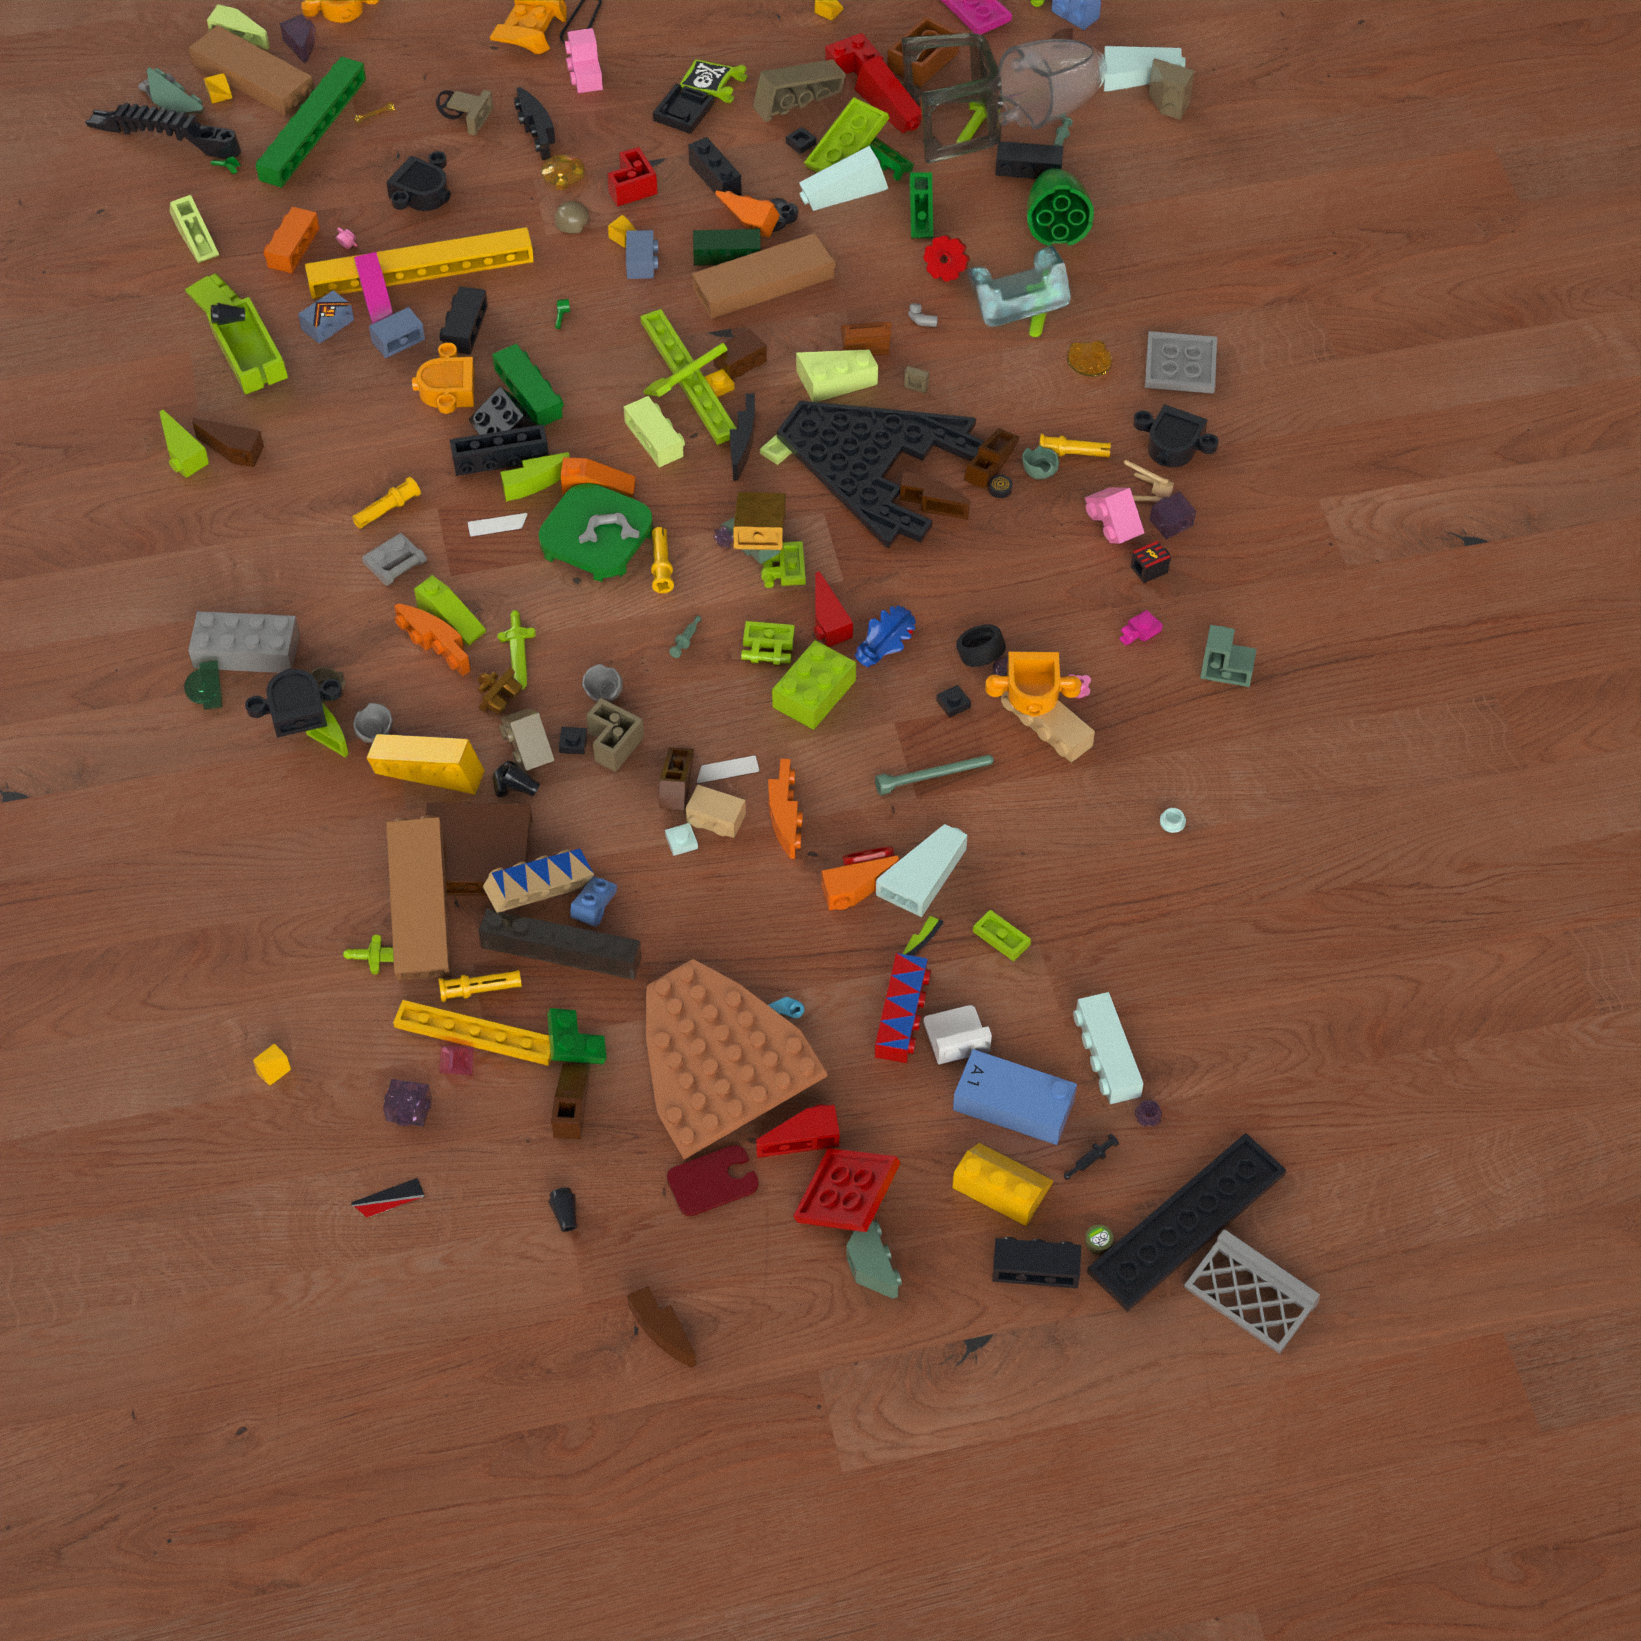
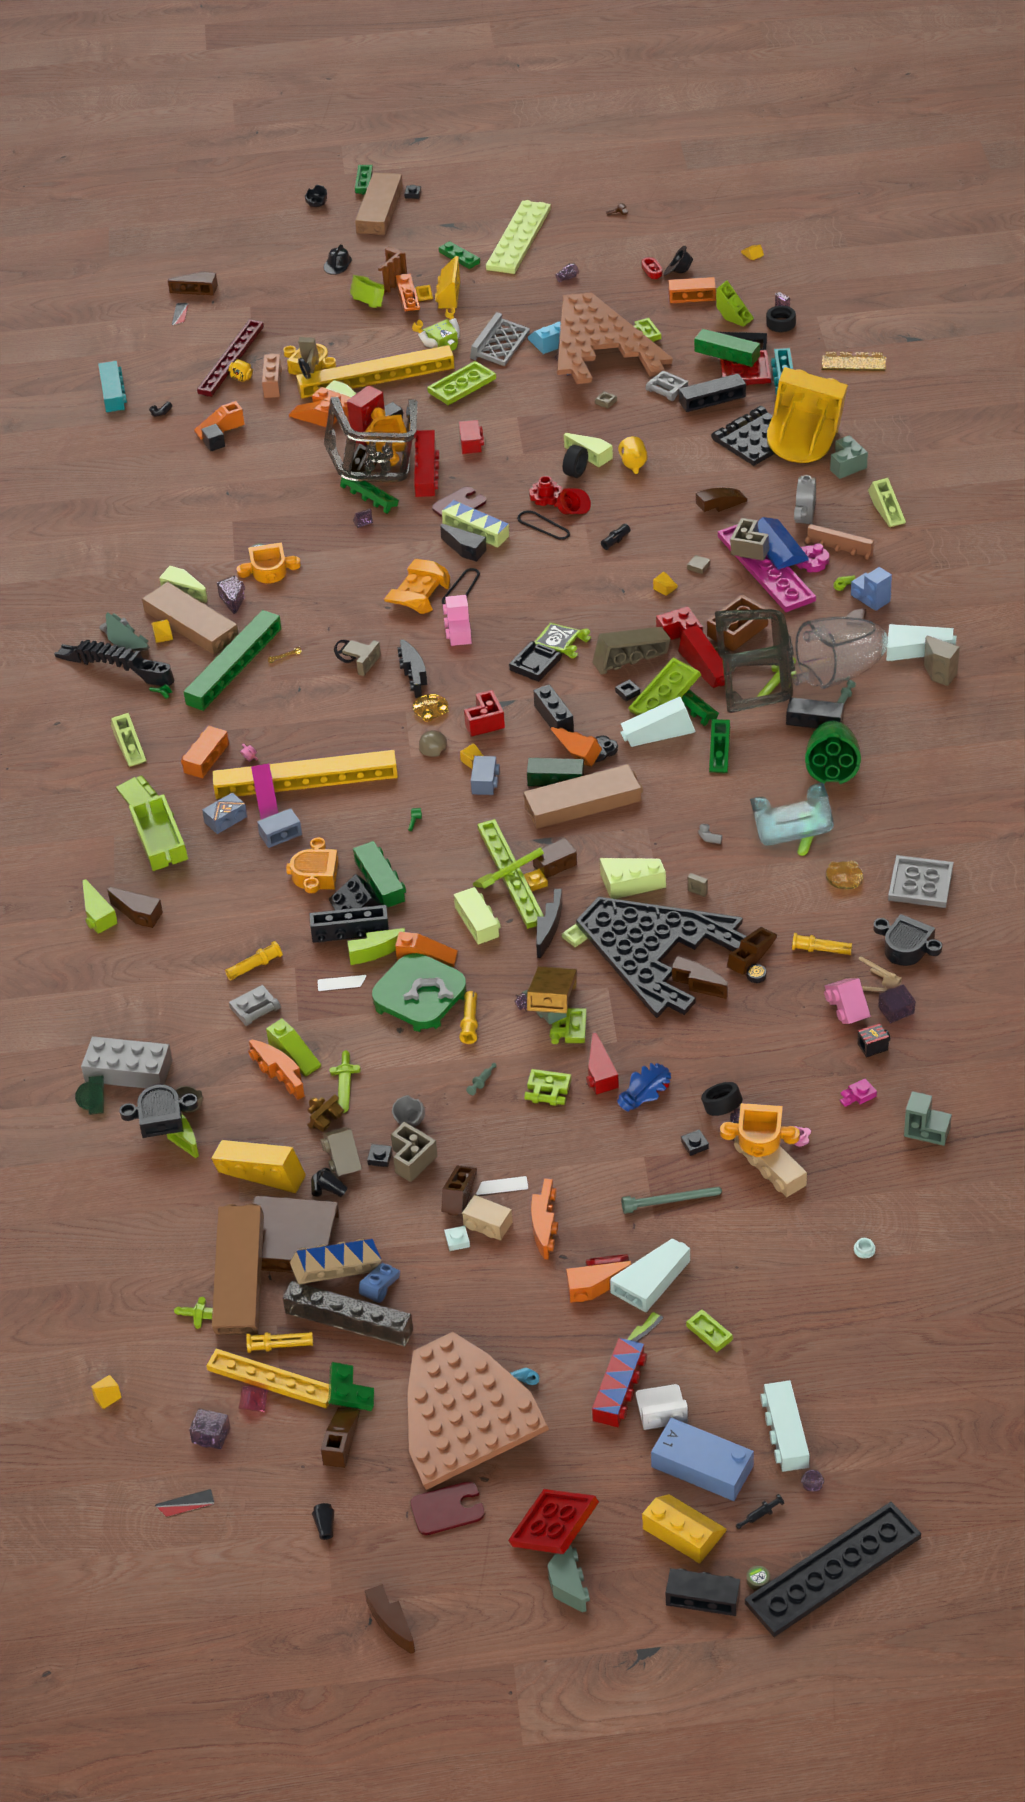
camera: 10 degrees right, 10 degrees down
(226, 314) = (143, 806): black cone -> none
(372, 721) = (220, 1129): light grey hair -> none
(420, 183) = (313, 712): black piece -> none
(464, 319) = (335, 820): black brick -> none
(807, 1131) = (526, 1474): red slope -> none
(814, 684) = (580, 1122): lime brick -> none
(867, 337) = (660, 848): dark orange plate -> none
(937, 261) = (734, 788): red plant -> none
(1040, 462) = (791, 956): sand green hair -> none
(1266, 1271) = (897, 1617): light grey fence -> none

